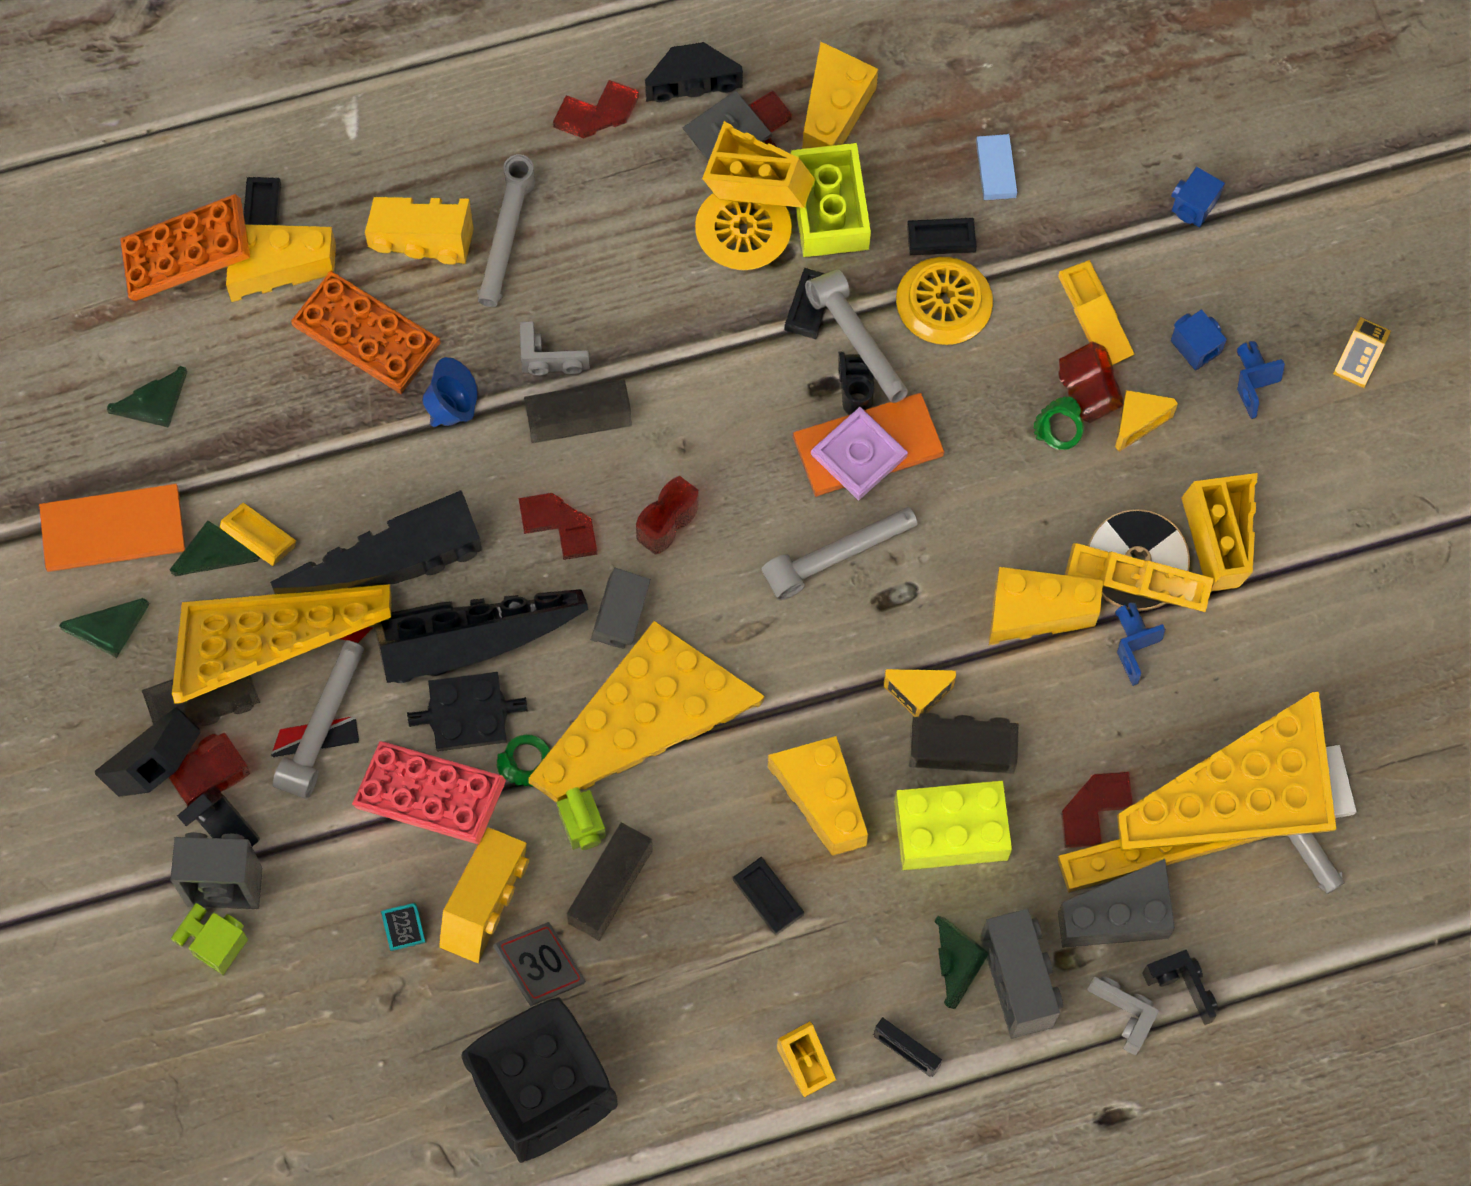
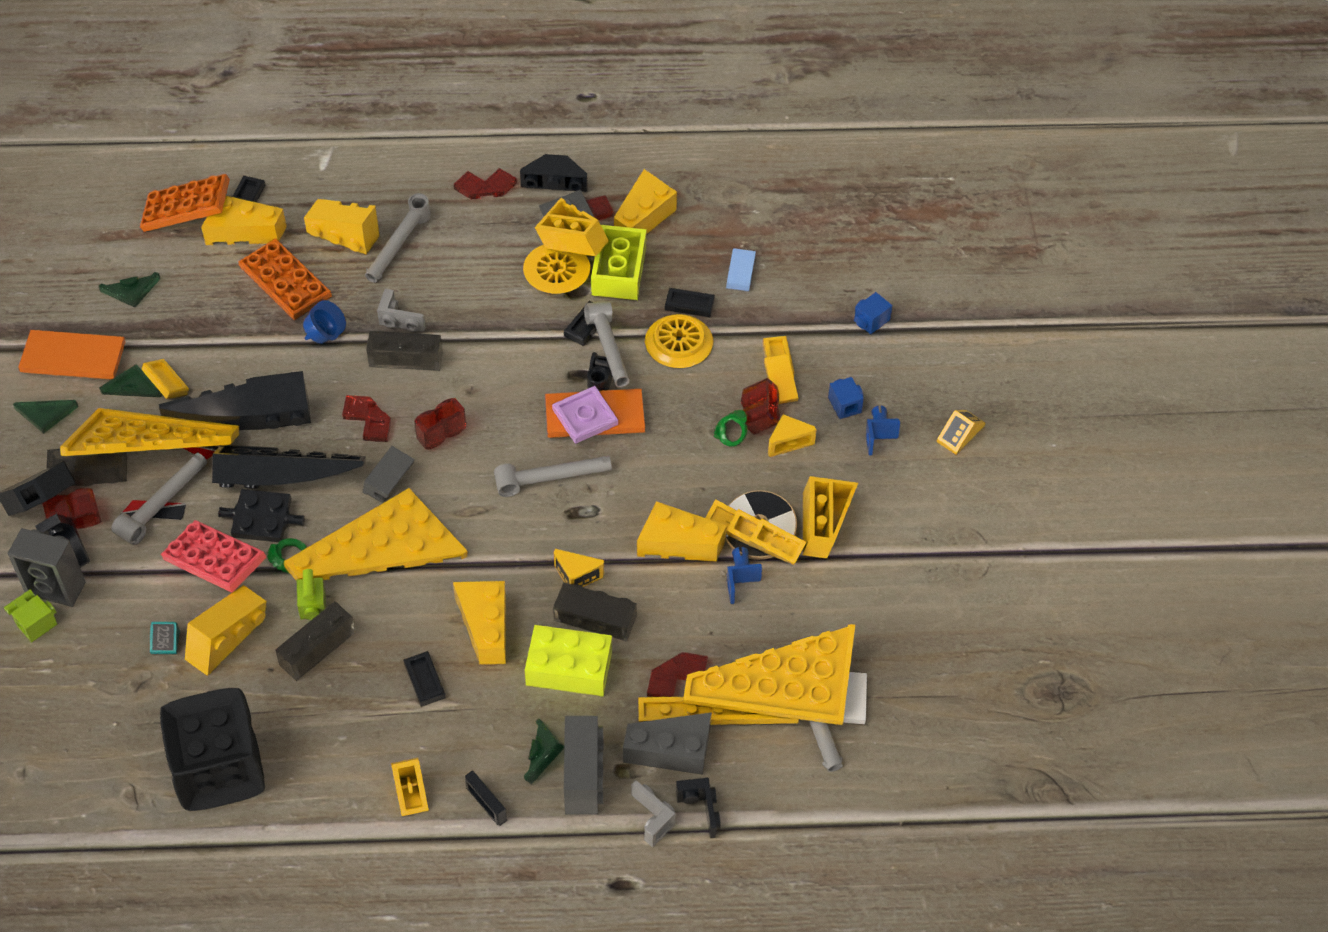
camera: 15 degrees right, 15 degrees down
(539, 964) = (250, 677): dark grey piece -> none

